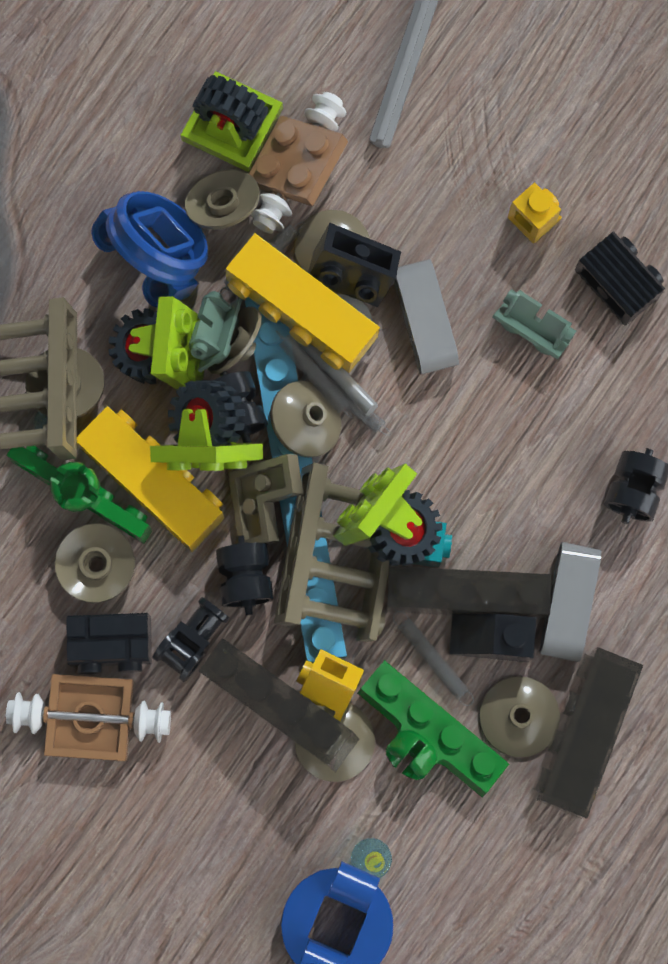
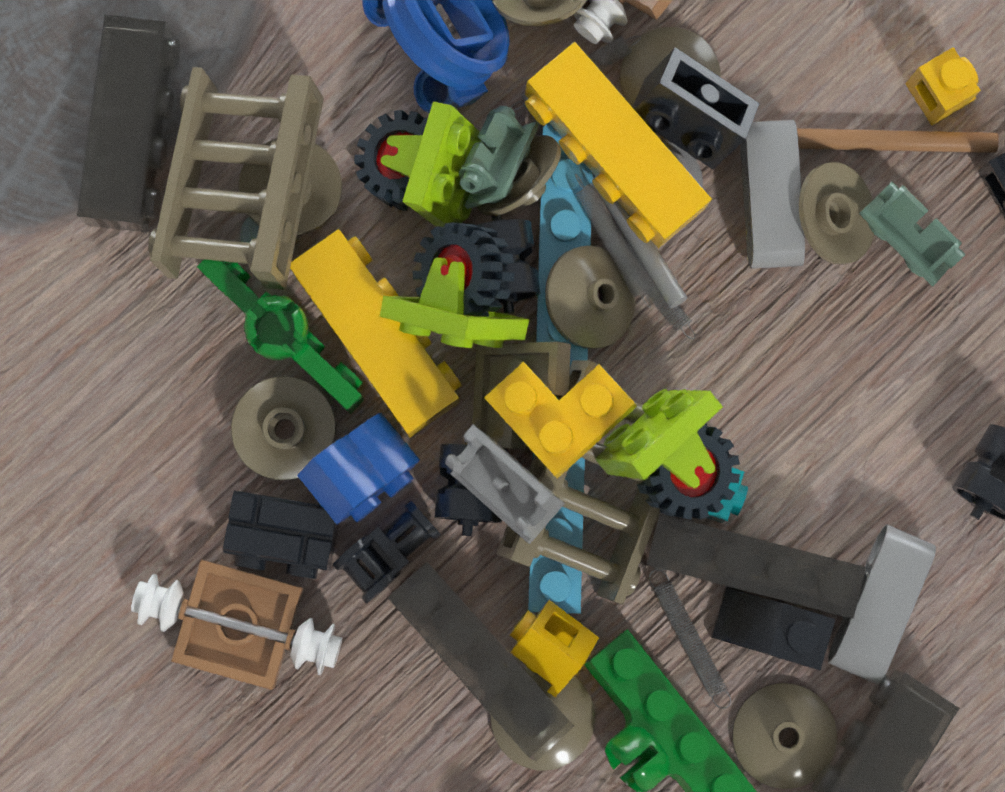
camera: 10 degrees right, 5 degrees up
(158, 580) = (359, 469): none -> blue brick
(268, 566) = (504, 485): none -> light grey hinge
(300, 516) = (563, 428): none -> yellow plate
(470, 320) = (830, 213): none -> dark tan dish
(509, 259) = (898, 140): none -> medium nougat bar

